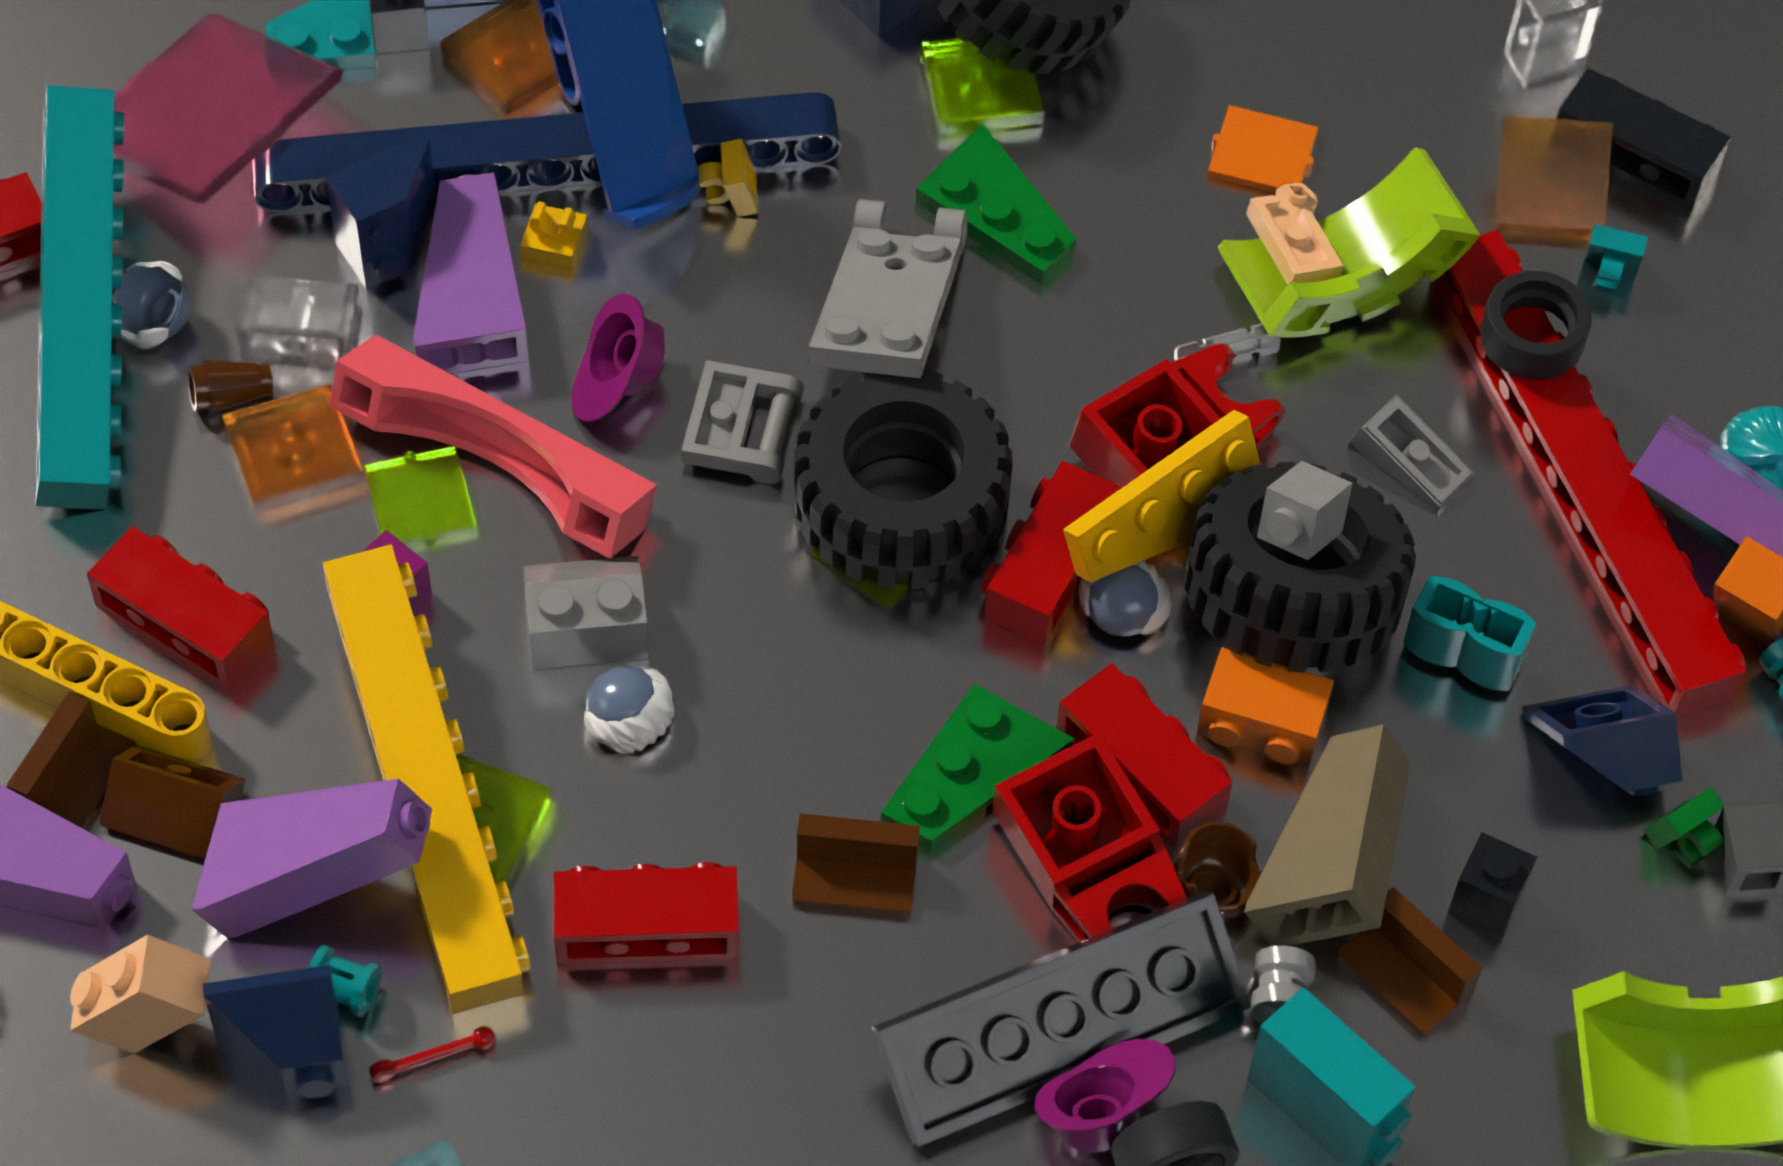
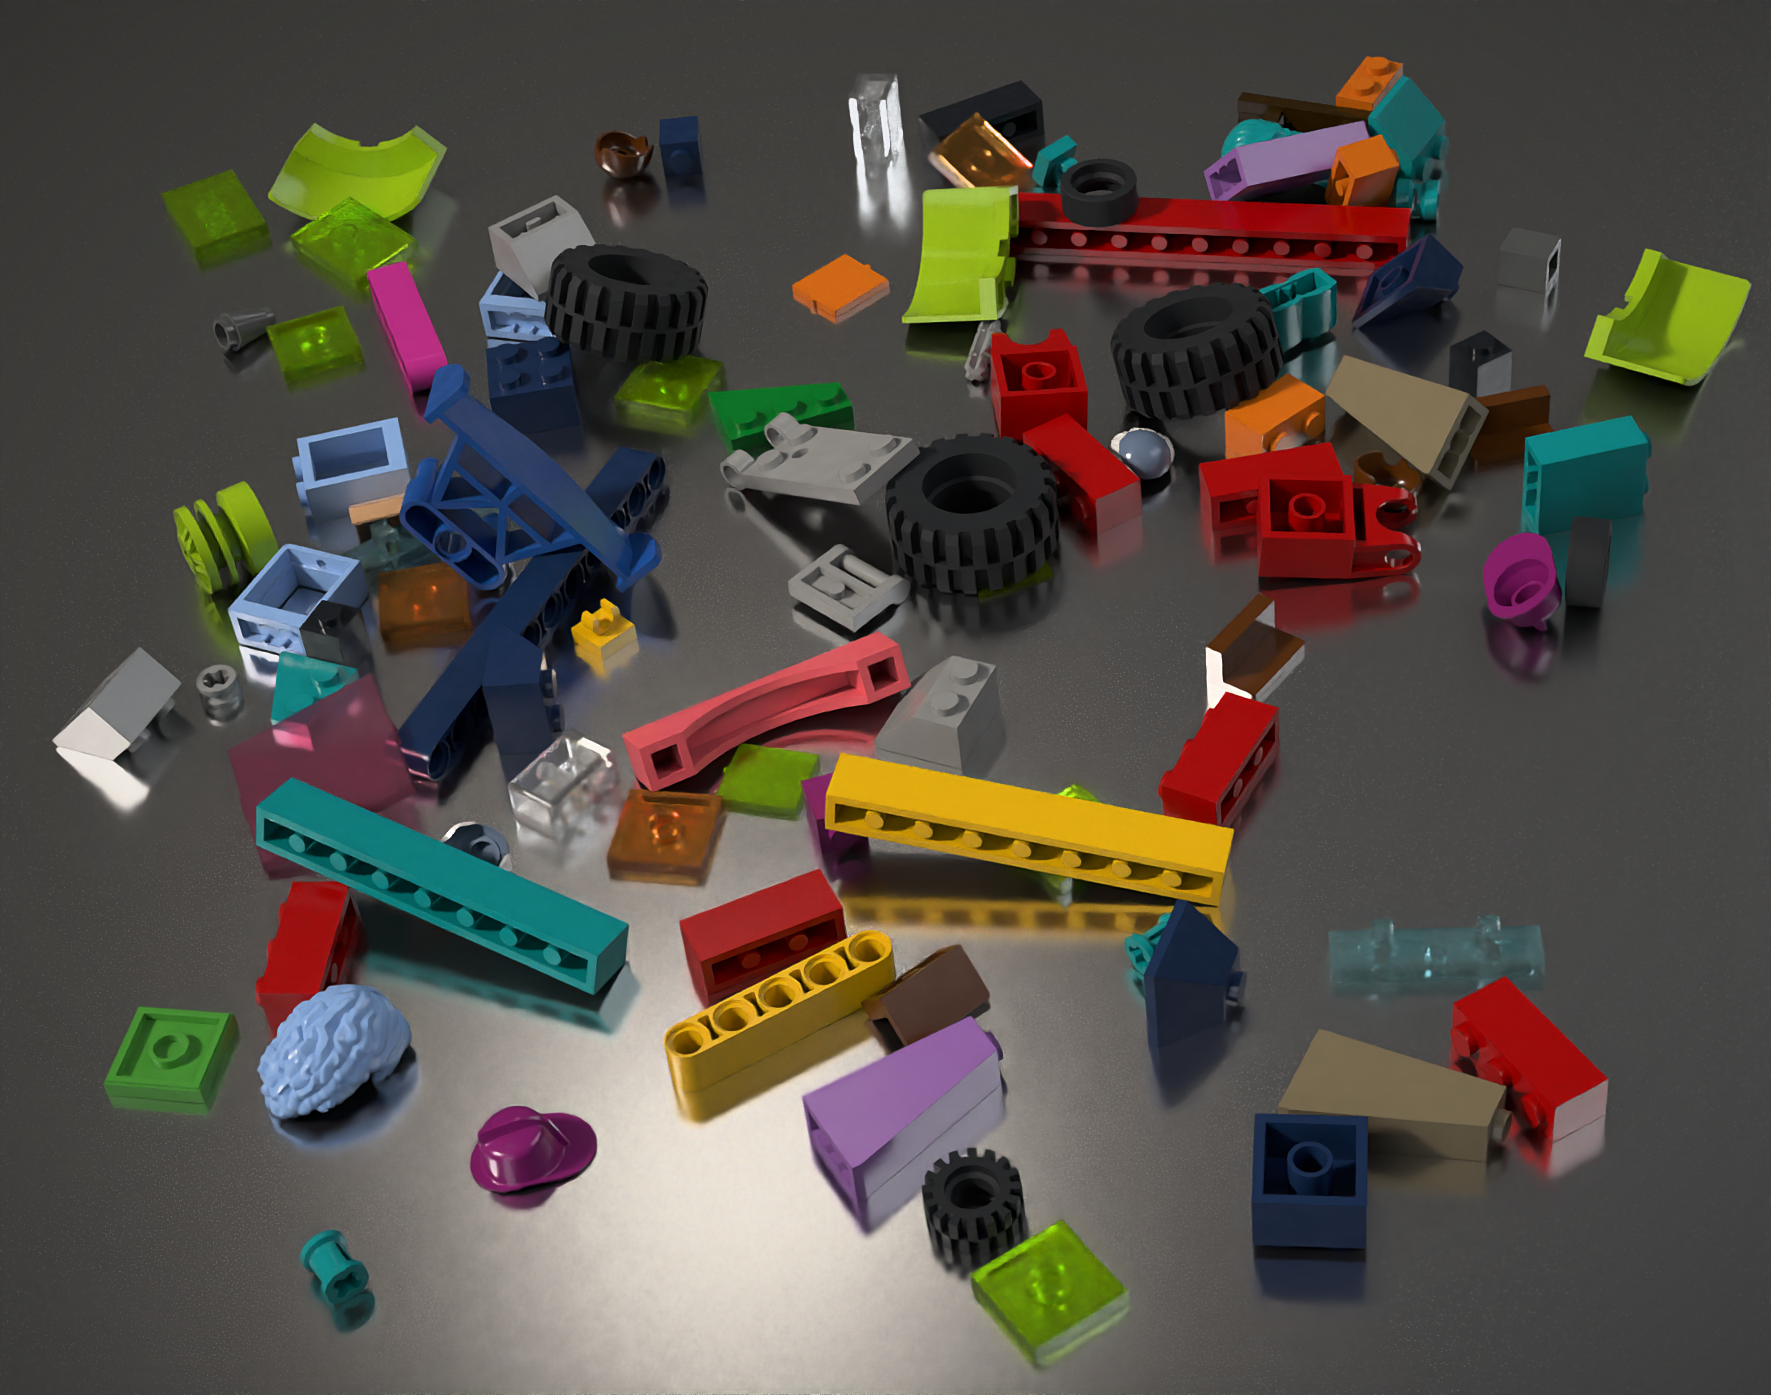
camera: 50 degrees left, 15 degrees down
(70, 763) = (843, 1039): reddish brown panel -> none
(140, 994) = (1106, 1041): light nougat brick -> none
(227, 384) = (581, 845): reddish brown cone -> none
(305, 848) = (1050, 902): medium lavender slope -> none
(384, 1070) = (1254, 893): red hinge -> none
(469, 287) = (614, 678): medium lavender slope -> none
(619, 360) = (747, 624): magenta piece -> none
(628, 707) = (1040, 721): hair -> none
(731, 179) = (646, 516): yellow tile -> none
(970, 755) = (1210, 570): green wing -> none
(1029, 1025) = (1446, 595): black plate -> none
(1162, 503) = (1100, 387): yellow wing -> none
(1280, 975) = (1486, 483): light grey wheel -> none
(1294, 235) = (929, 283): light nougat hinge -> none
(1304, 510) = (1183, 301): light grey brick -> none
(1412, 453) = (1112, 300): light grey slope -> none
(1689, 826) = (1489, 279): green tile -> none

